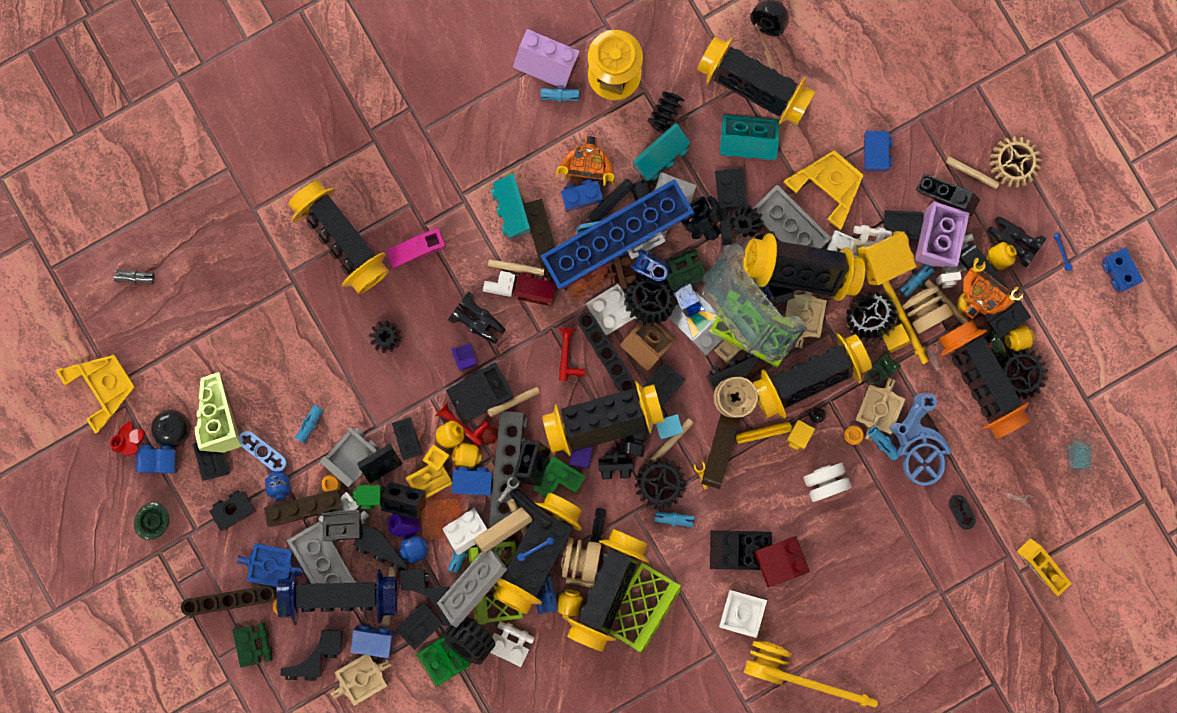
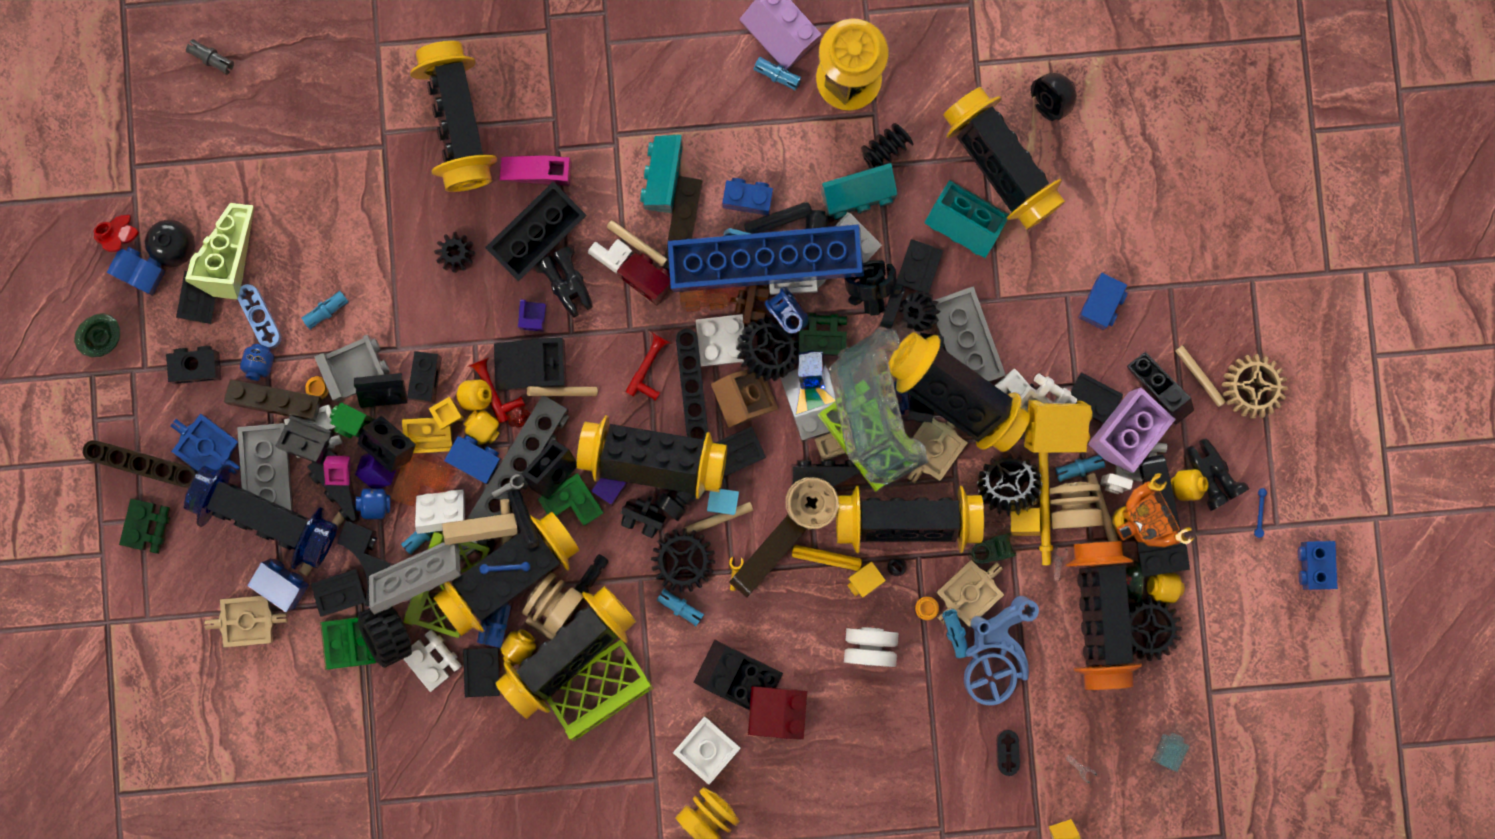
camera: 25 degrees right, 0 degrees up
(108, 383) = (124, 159): yellow wing -> none
(329, 644) = (229, 565): black arch -> none
(376, 537) = (337, 470): none -> dark pink slope
(439, 294) = (535, 231): none -> black slope
(551, 635) = (481, 672): none -> black plate
(587, 163) = (771, 164): torso -> none
(835, 178) = (1042, 310): yellow wing -> none

